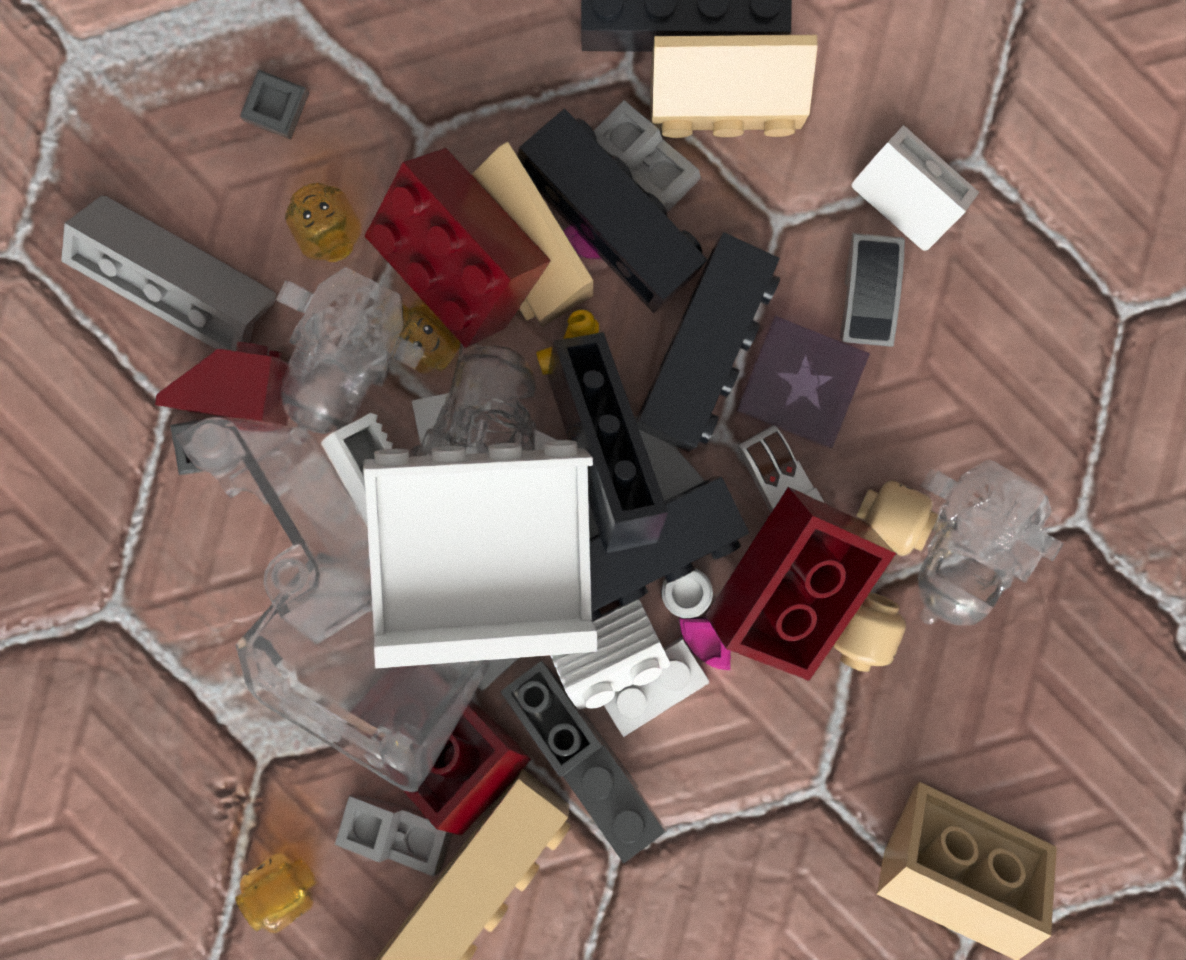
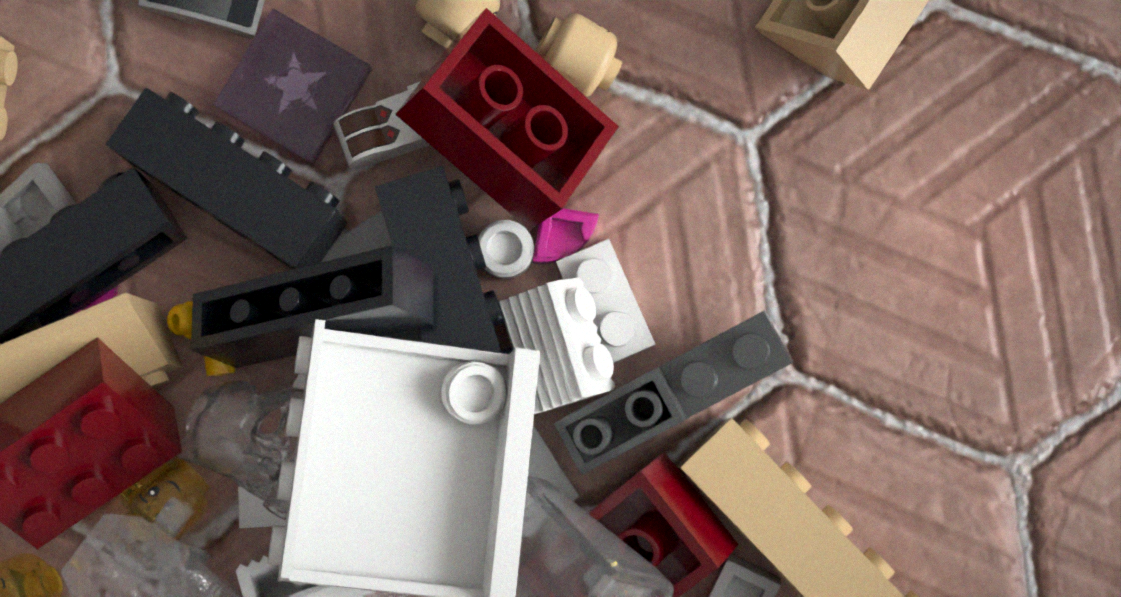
camera: 80 degrees left, 5 degrees down
(552, 597) = (473, 392): none -> white tile

